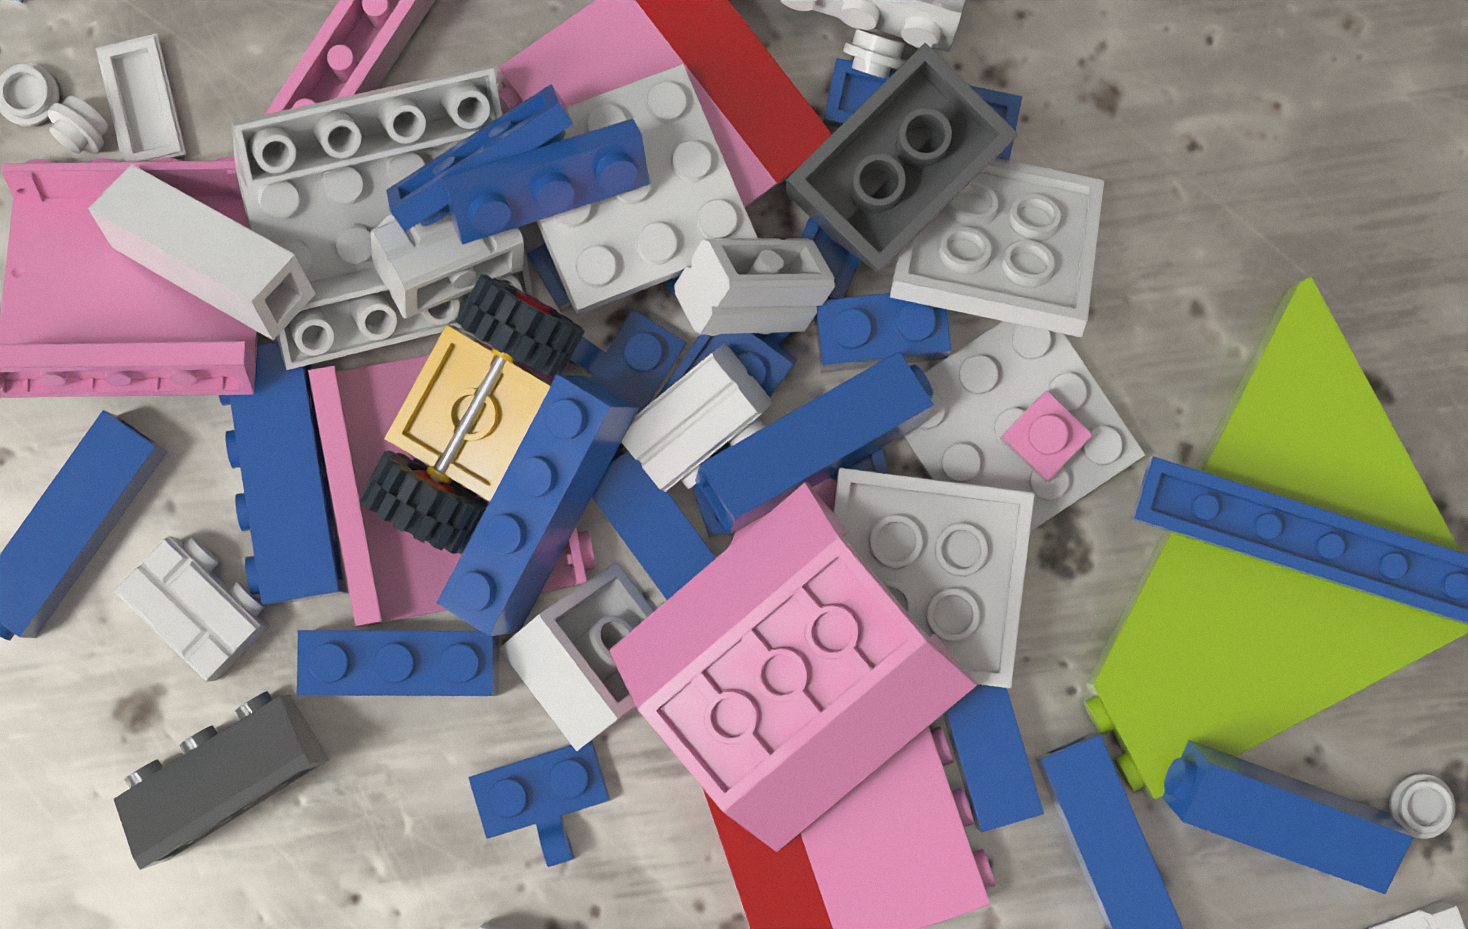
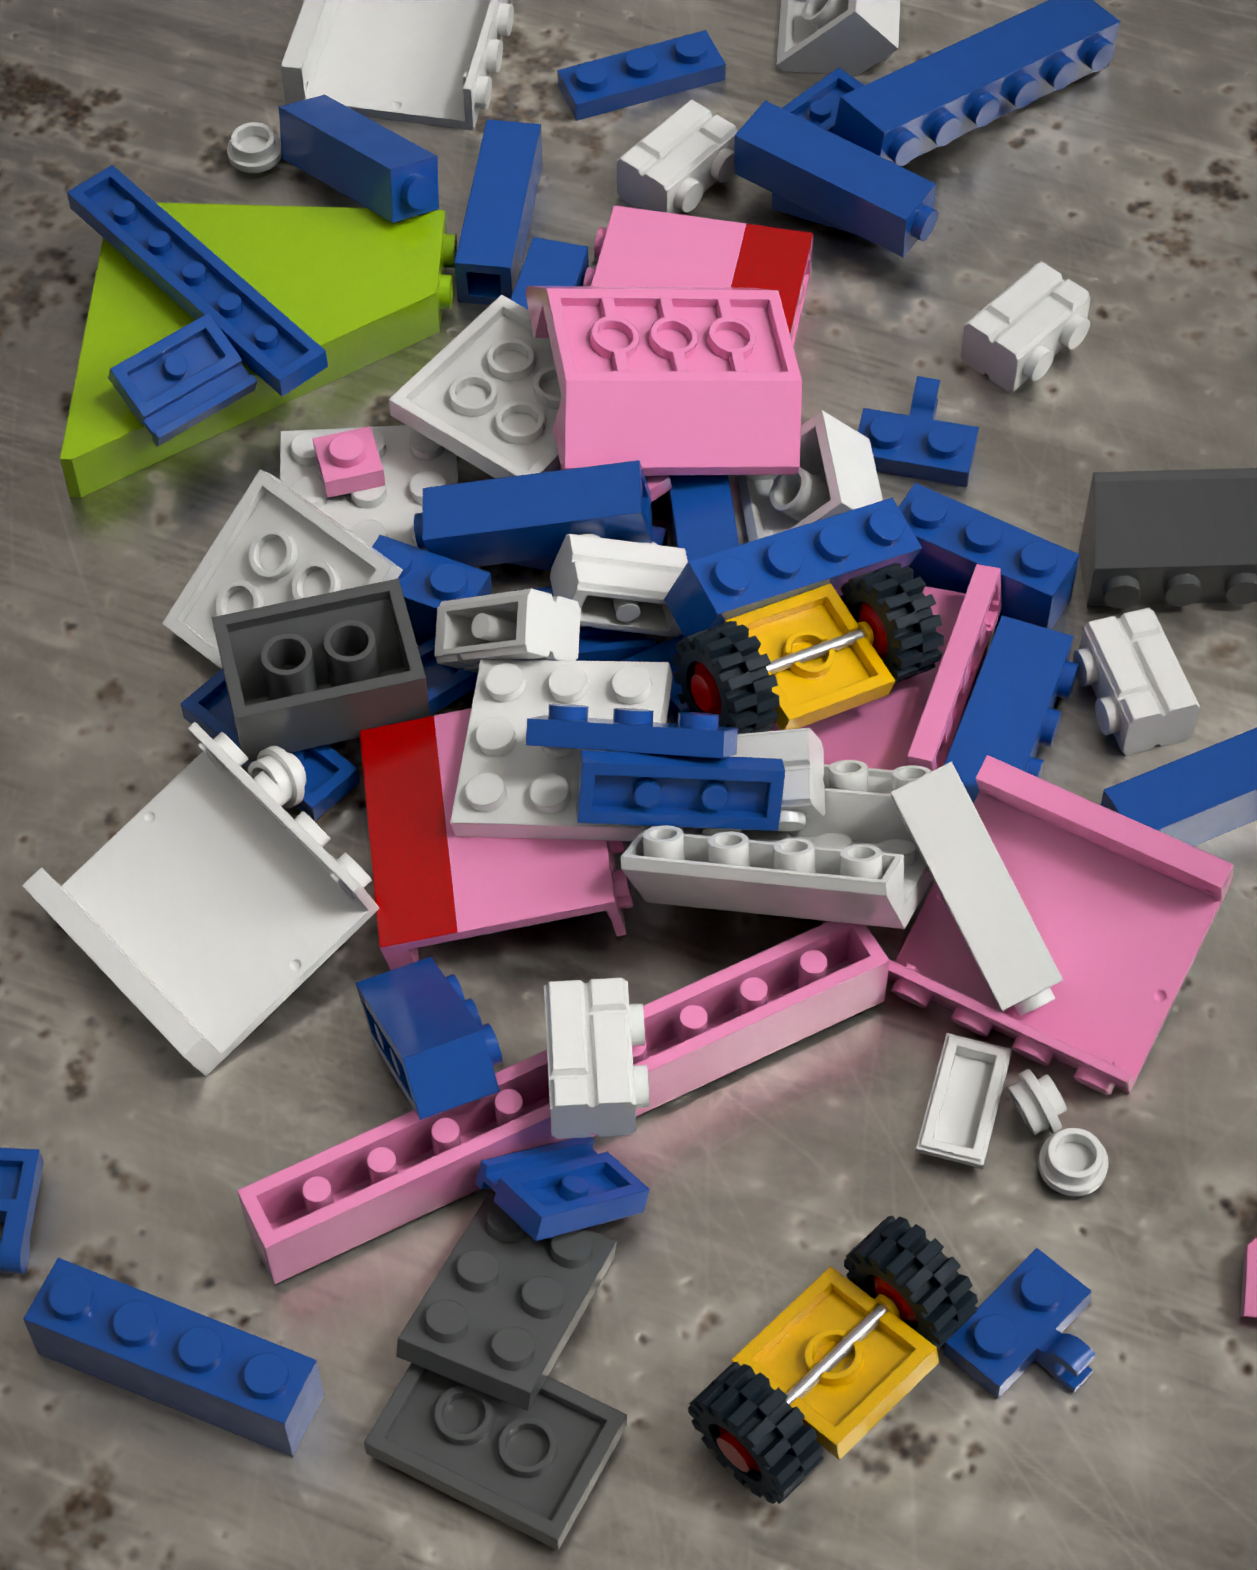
camera: 150 degrees left, 30 degrees down
(1252, 415) = (182, 379): none -> blue plate

